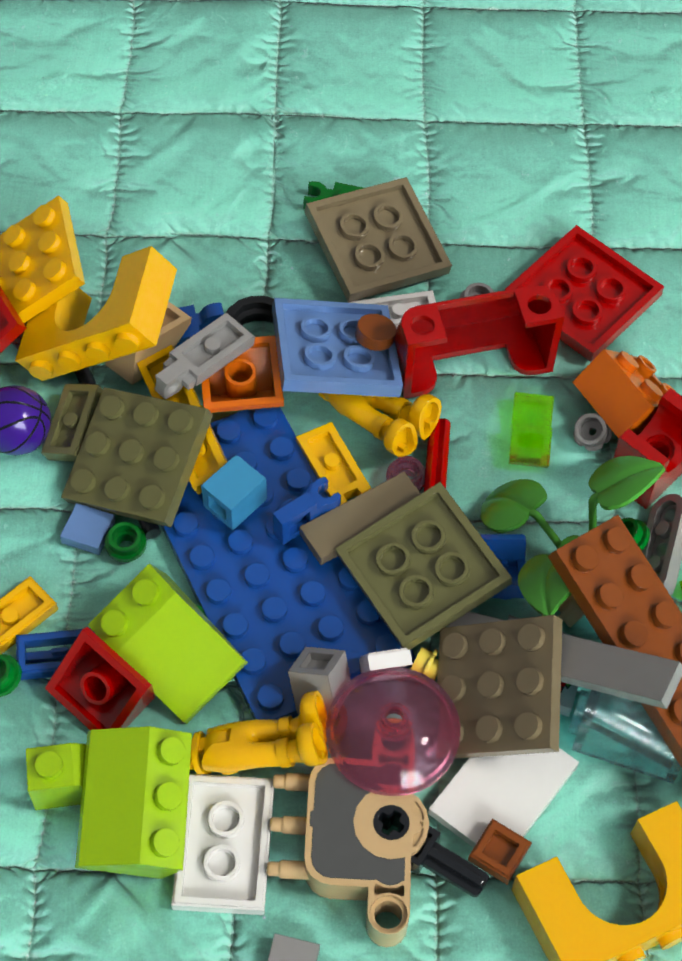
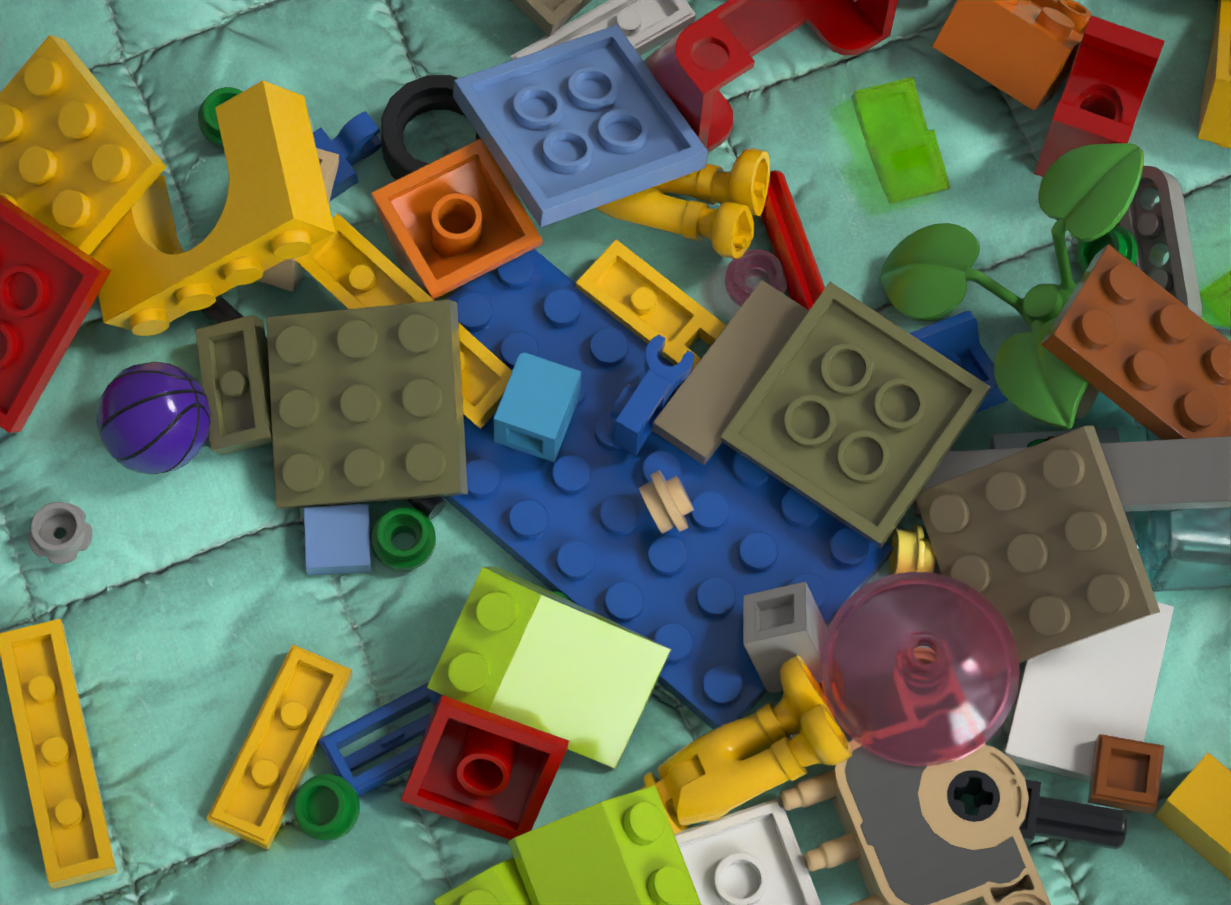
camera: 25 degrees left, 10 degrees up
(203, 355) = (400, 214): light grey hinge -> none
(284, 574) = (666, 502): none -> tan plate
(375, 332) = (629, 80): dark orange tile -> none
(385, 660) = (863, 572): white tile -> none
(584, 425) = (976, 122): light grey plate -> none

